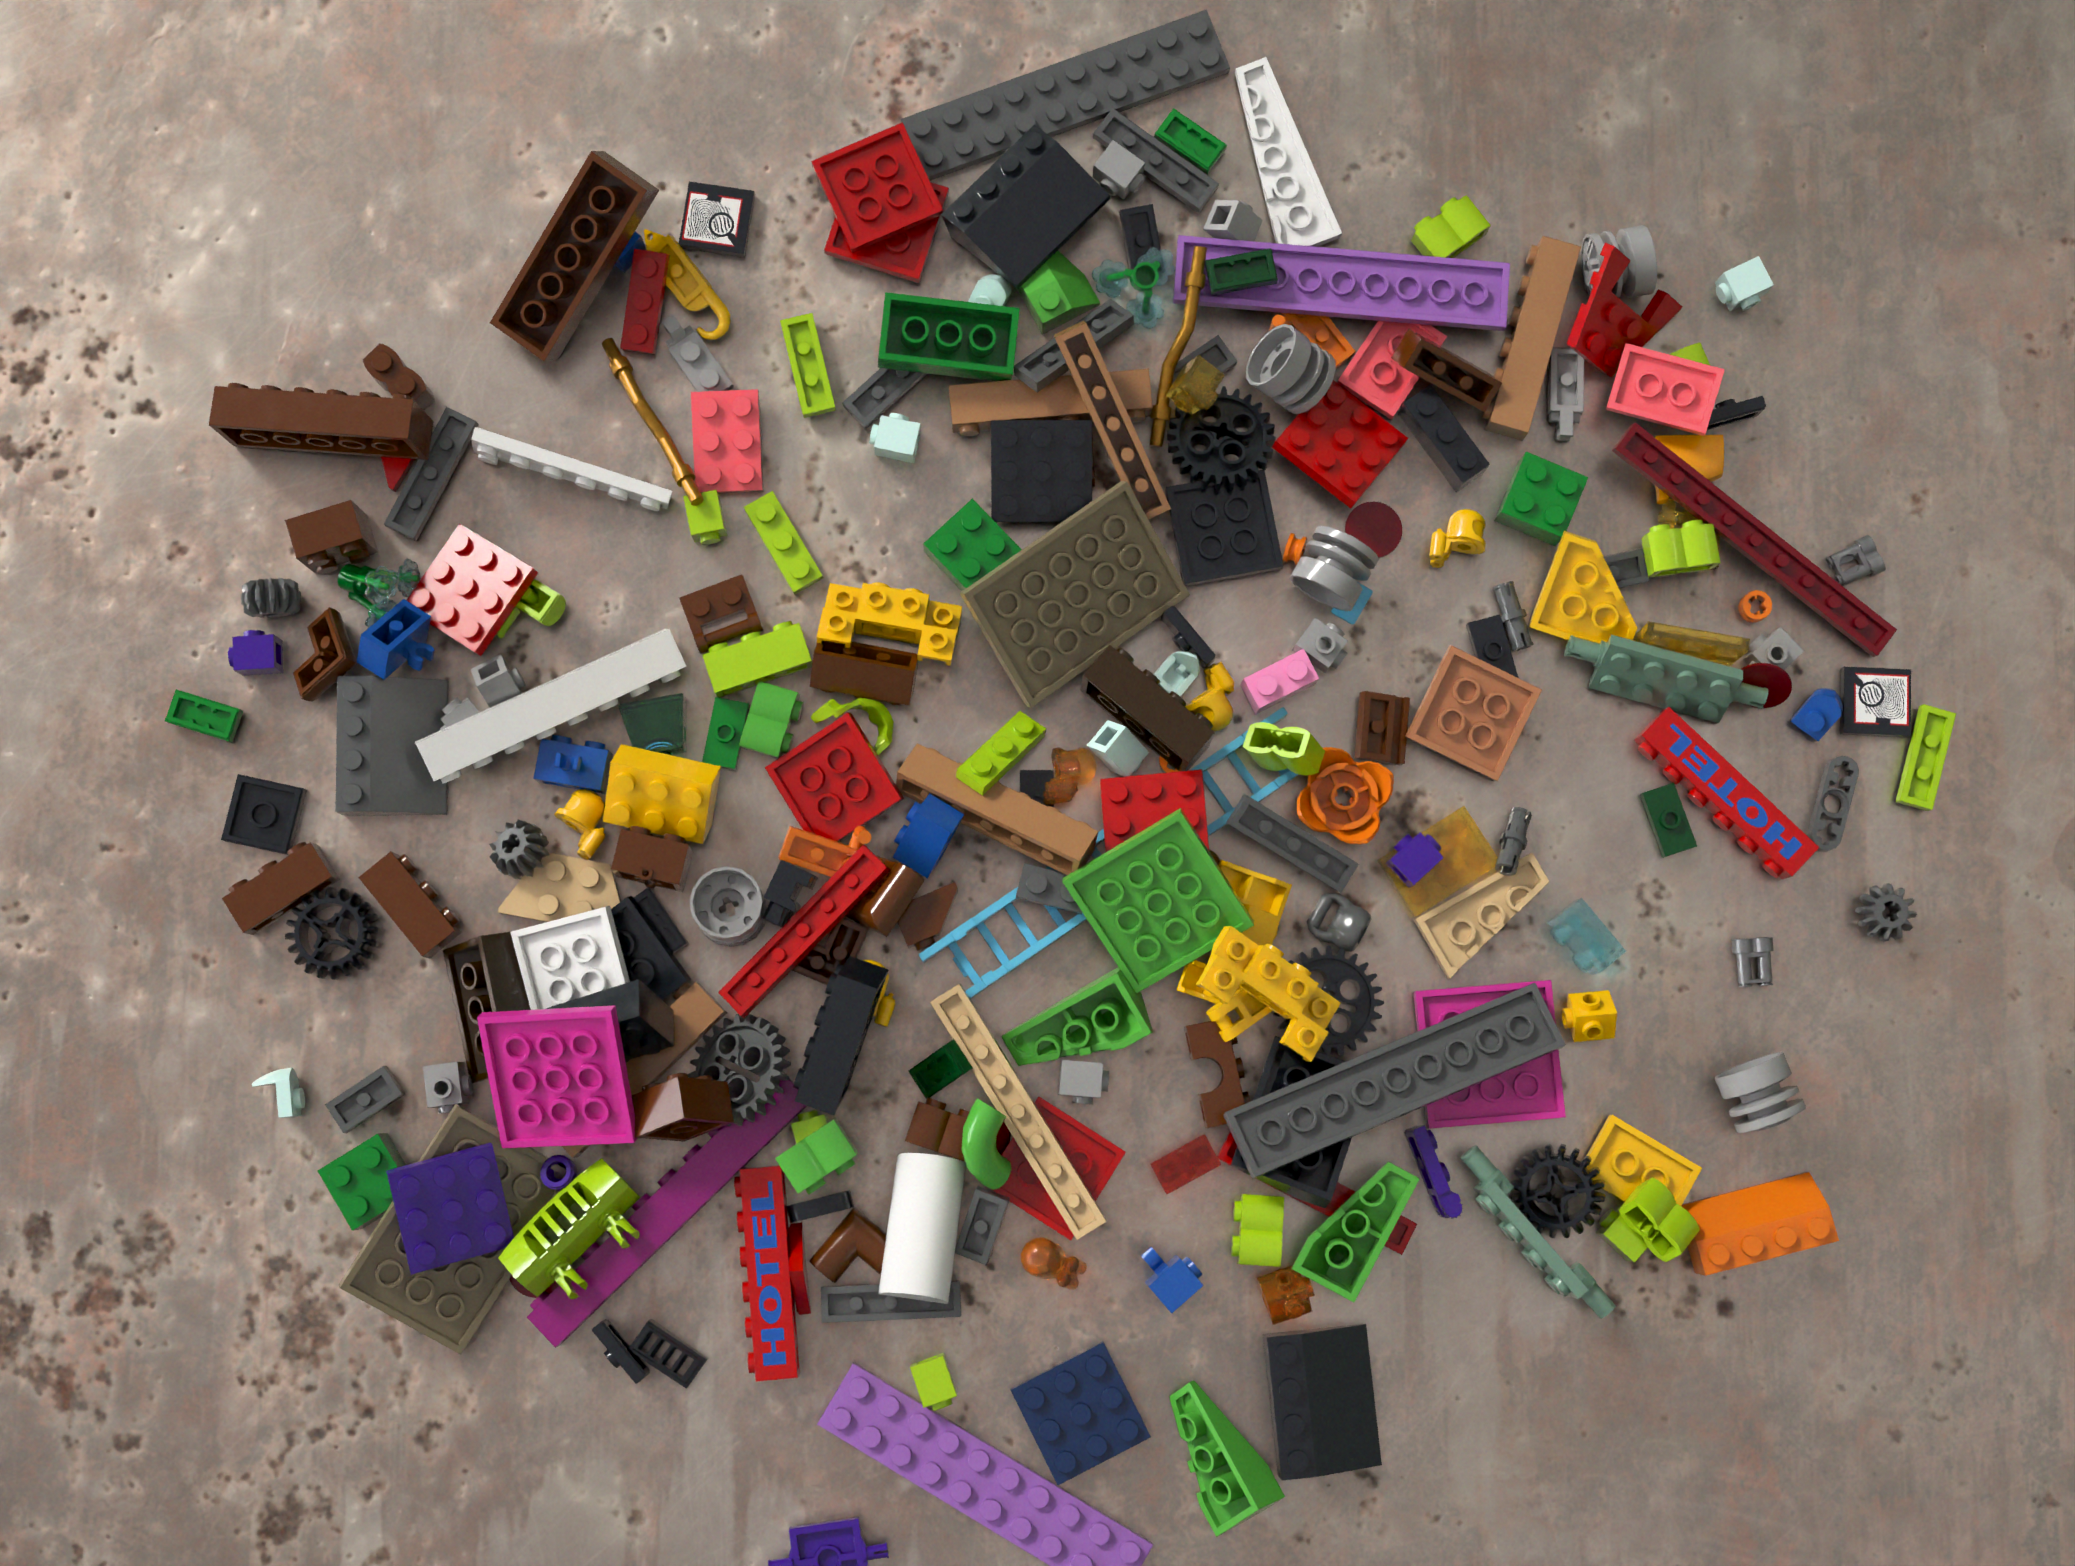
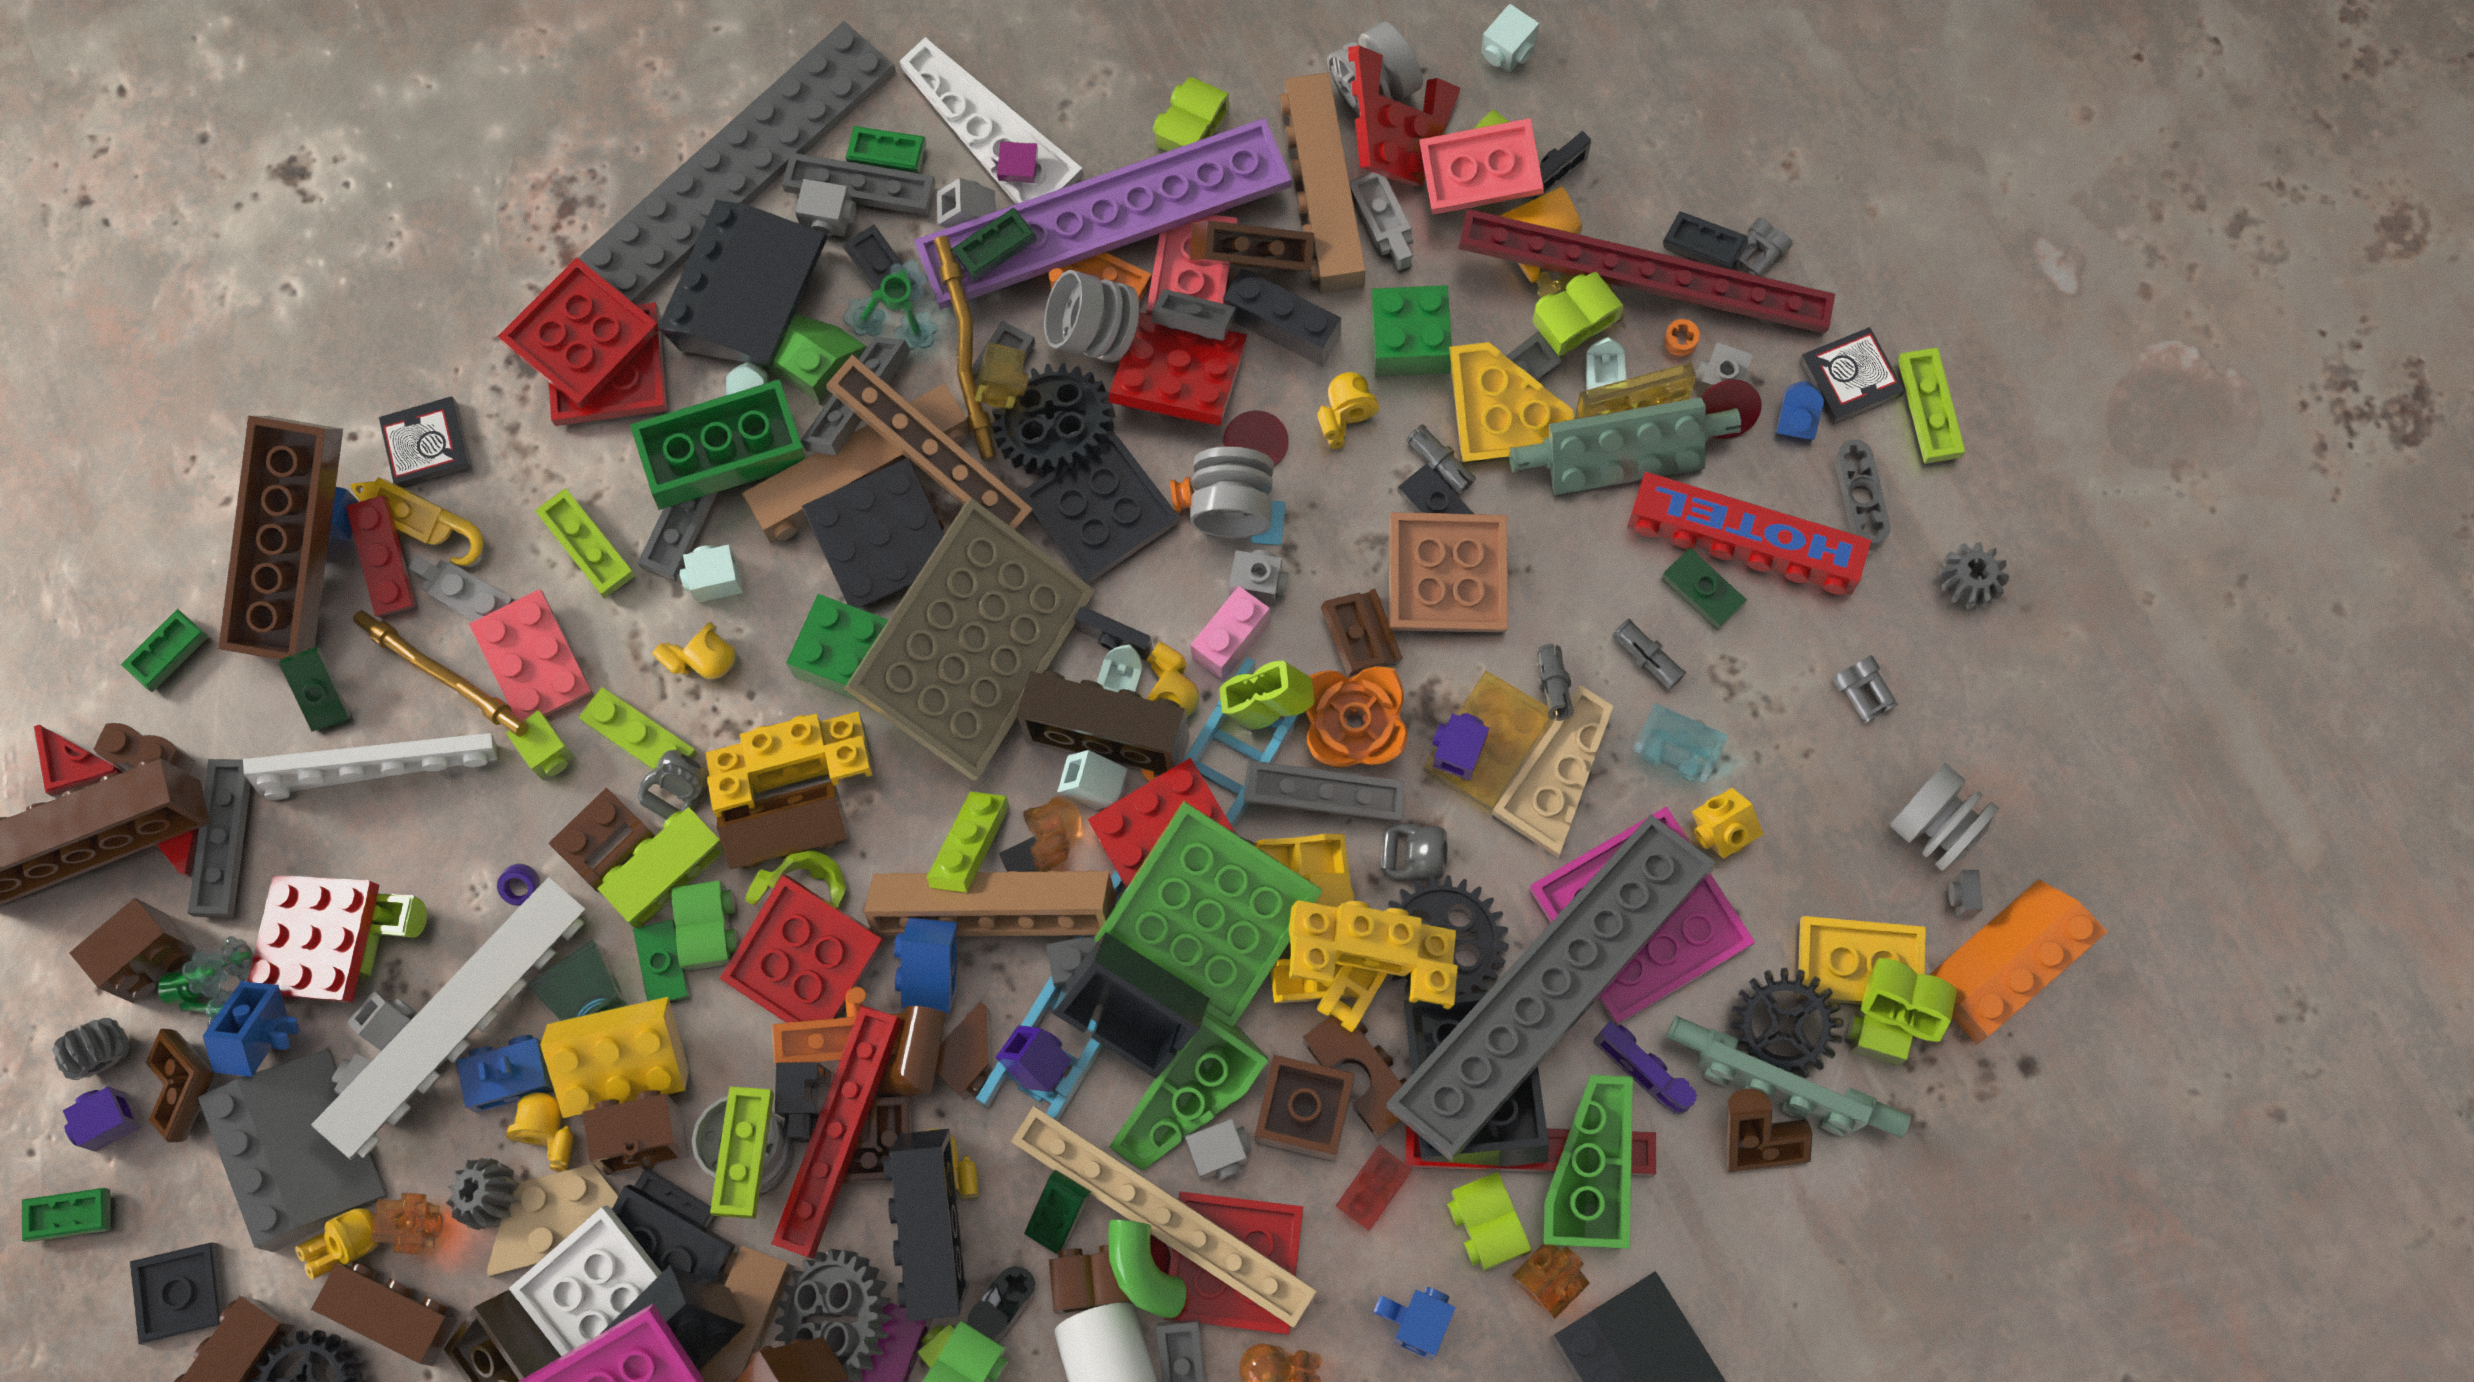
camera: 15 degrees left, 10 degrees down
(336, 358) = (66, 764): none -> red tile
(402, 835) = (343, 1241): none -> yellow piece
(443, 843) = (407, 1223): none -> clear orange brick
(446, 299) = (164, 650): none -> green plate
(550, 389) = (315, 689): none -> dark green plate
(649, 611) = (522, 872): none -> dark purple piece
(727, 917) = (742, 1152): none -> lime plate
(801, 592) = (678, 776): none -> dark grey piece
(864, 503) = (704, 653): none -> yellow piece
(880, 1108) = (1011, 1289): none -> black piece
(976, 946) = (1034, 1058): none -> dark purple brick
(1074, 950) = (1143, 1009): none -> black piece
(1162, 1079) = (1304, 1108): none -> reddish brown brick
(1292, 204) = (1017, 162): none -> magenta tile
(1373, 405) = (1193, 314): none -> dark grey plate
(1491, 1266) = (1758, 1142): none -> reddish brown brick
(1598, 852) = (1649, 654): none -> dark grey pin
(1680, 603) = (1605, 363): none -> light aqua plate
(1747, 1157) = (1966, 894): none -> dark grey plate
(1815, 535) = (1705, 241): none -> black plate

